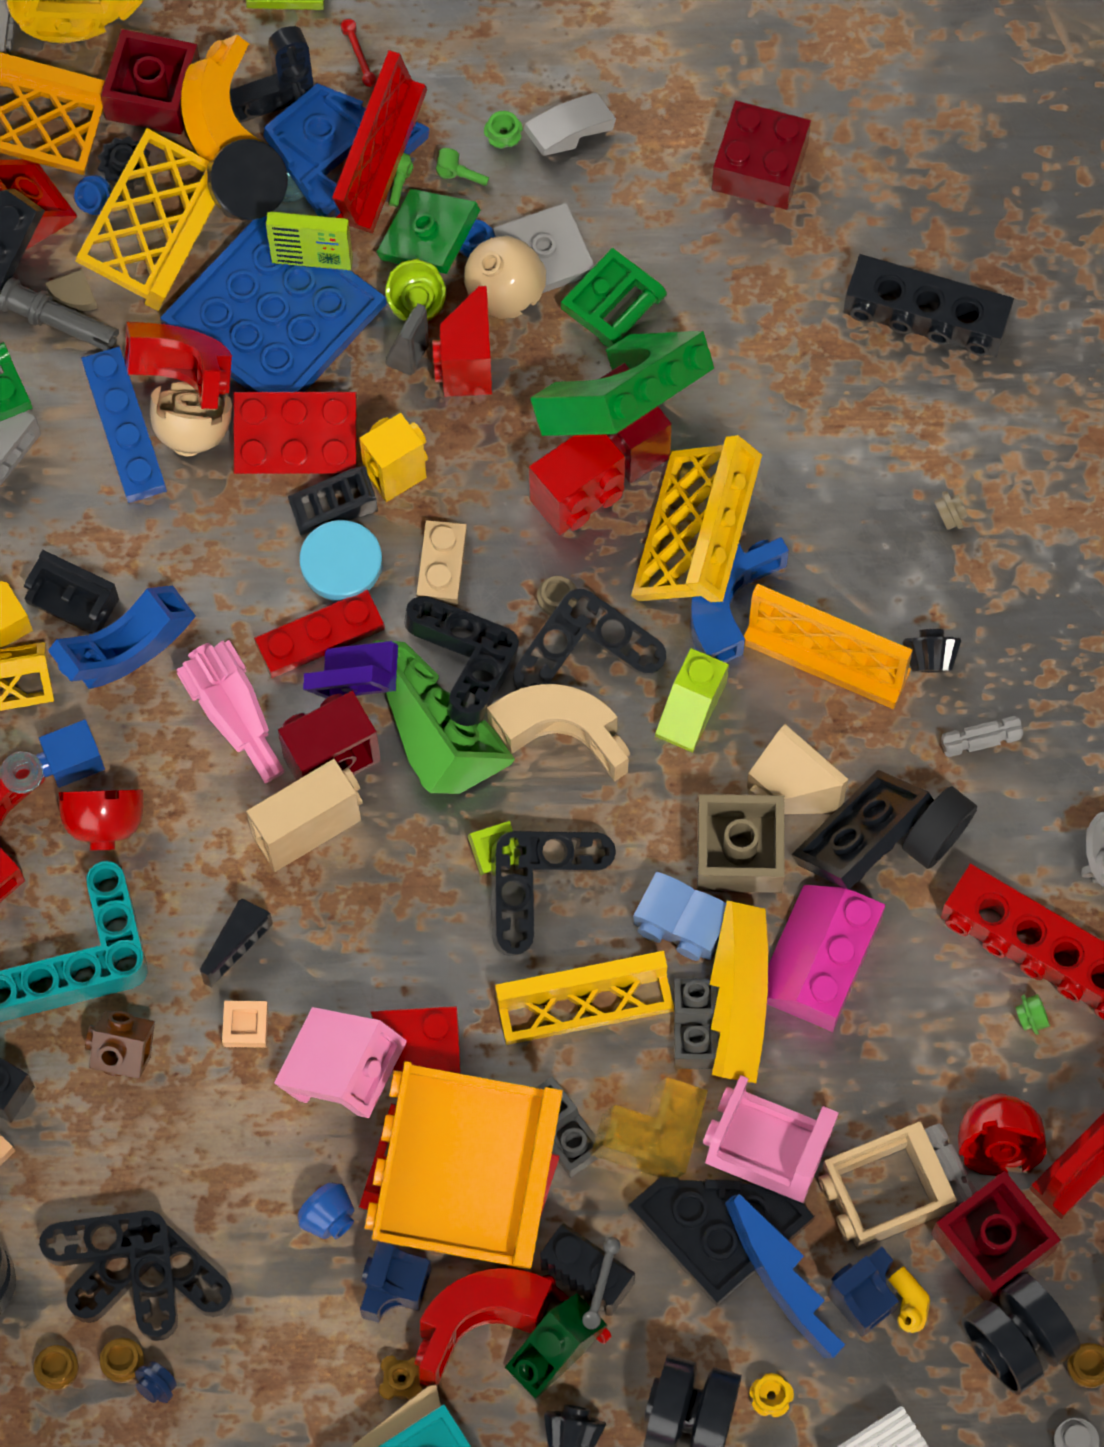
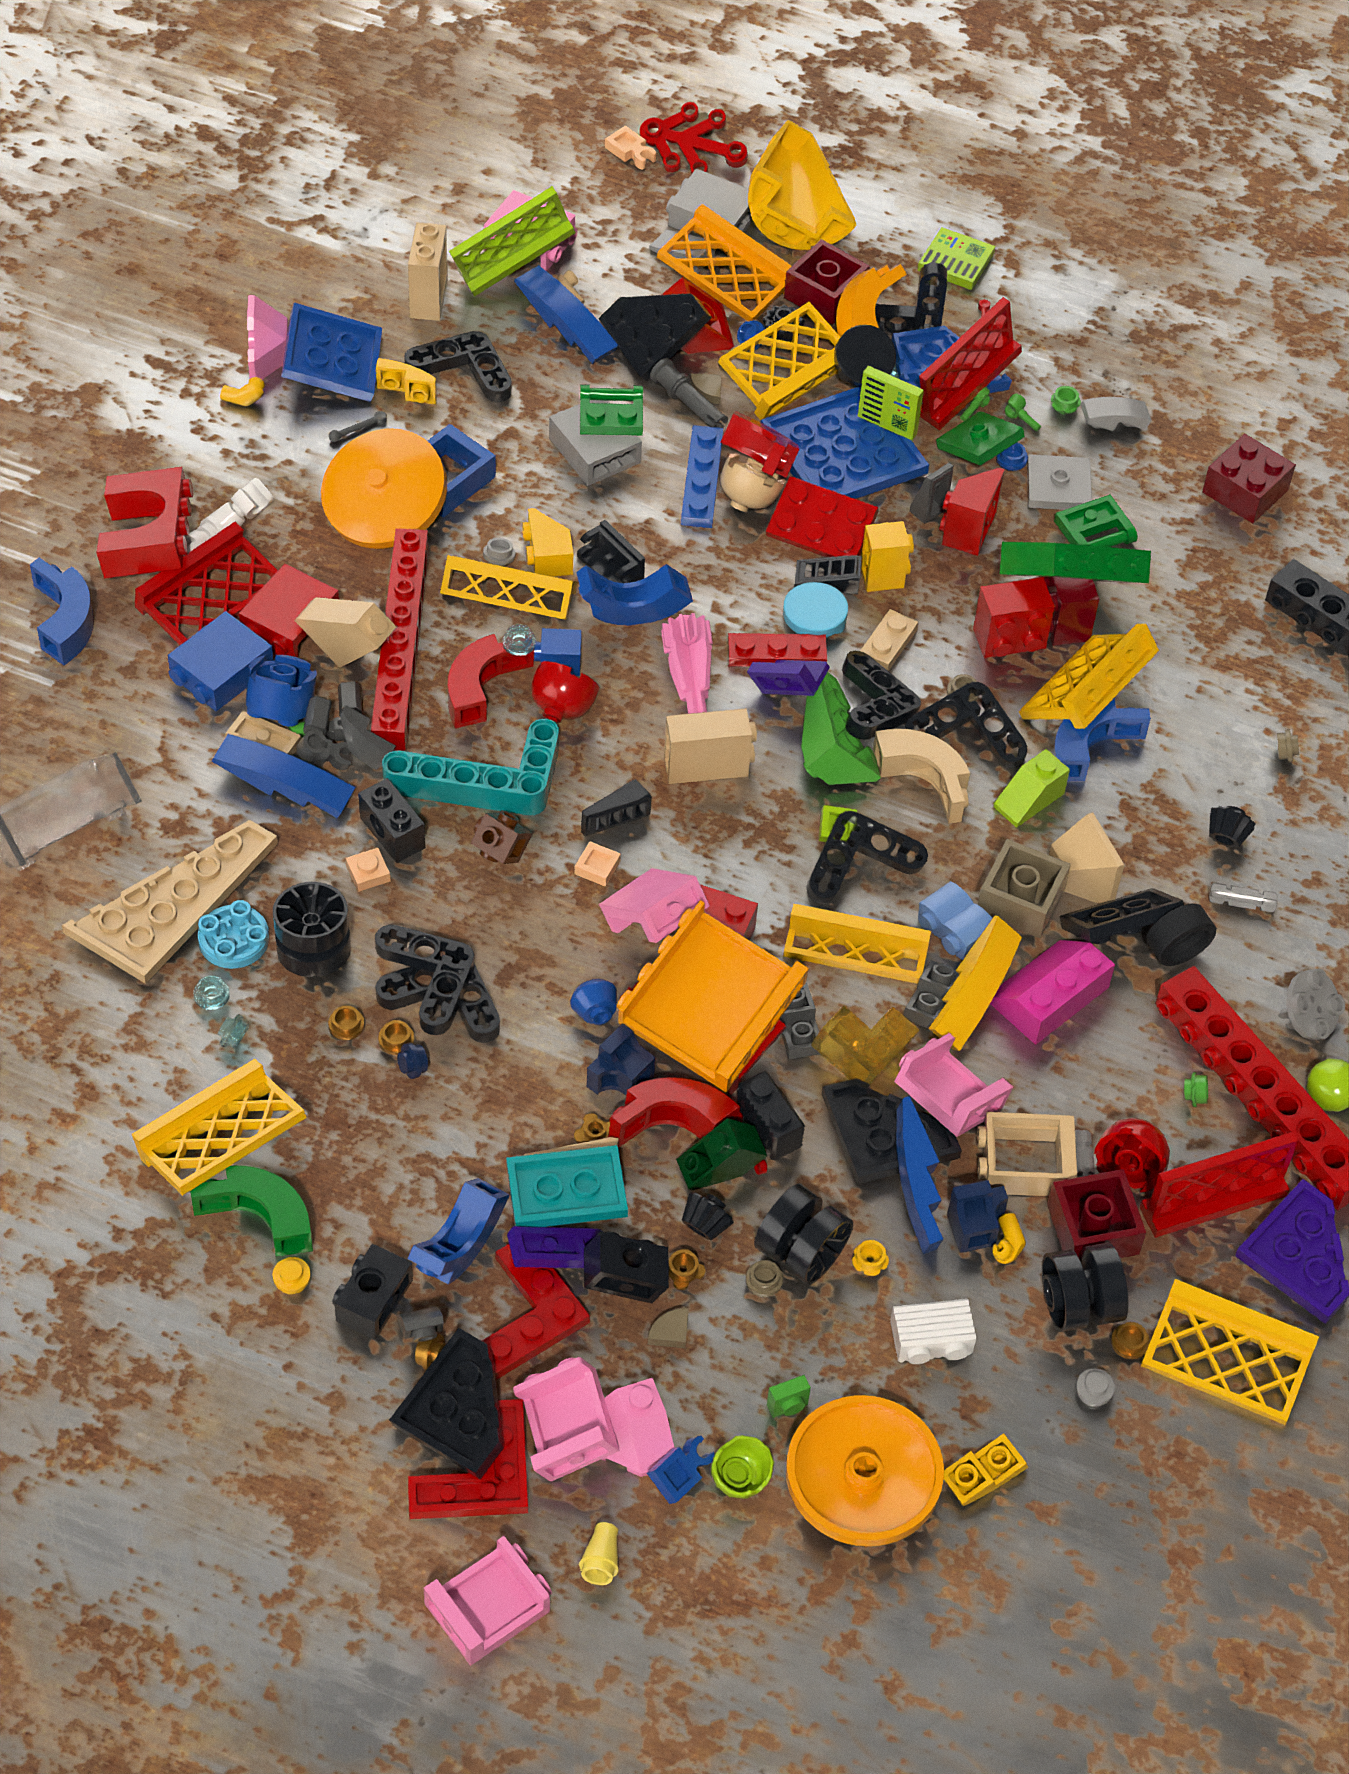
camera: 20 degrees right, 15 degrees down
(331, 732) = (763, 698): dark red brick -> none
(413, 284) = (957, 455): lime hair -> none
(510, 272) = (1025, 481): tan cylinder -> none
(592, 1319) = (757, 1138): dark grey hinge -> none
(827, 647) = (1152, 804): light orange fence -> none

